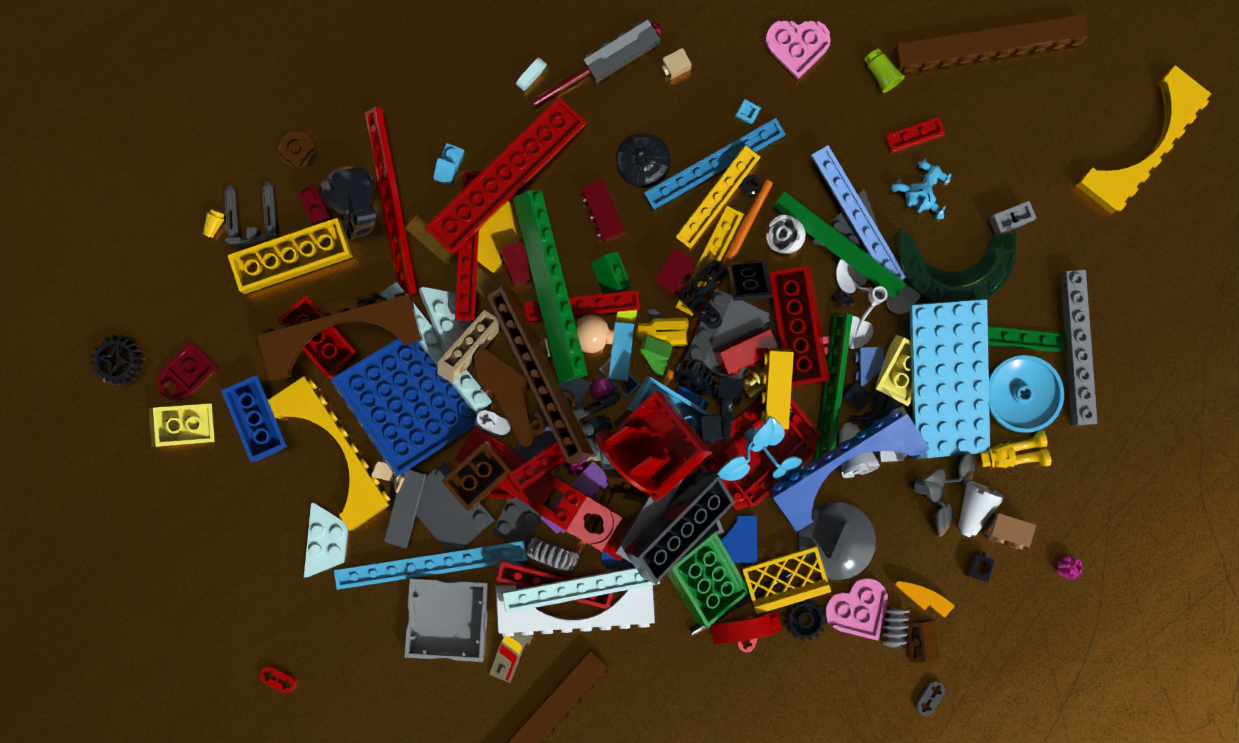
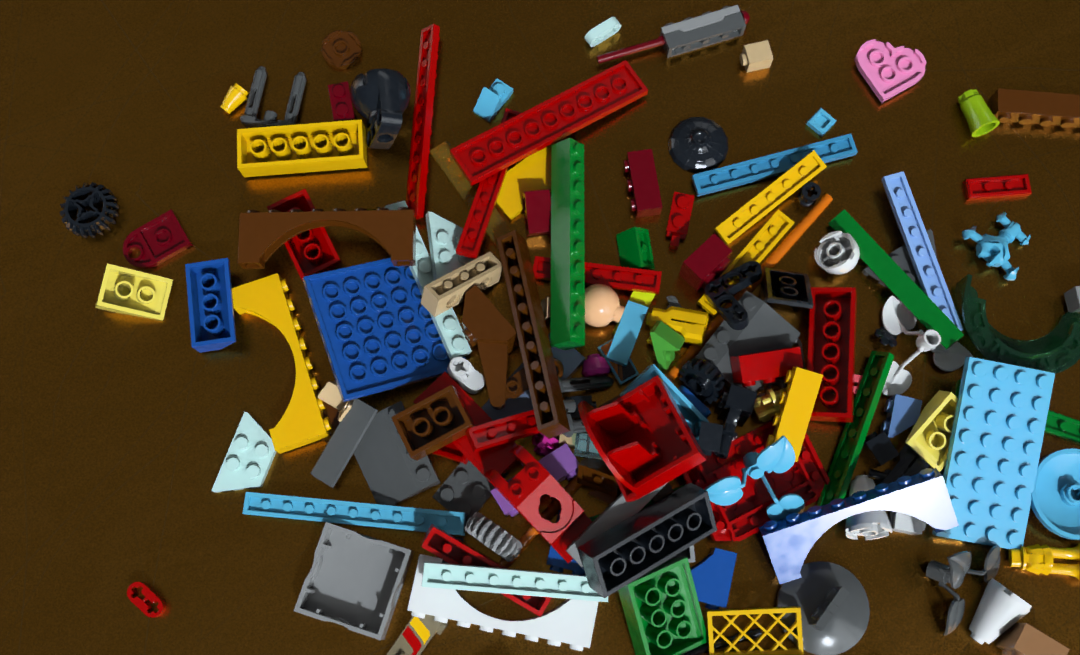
camera: 15 degrees right, 10 degrees down
(642, 234) = (679, 218): none -> red hinge

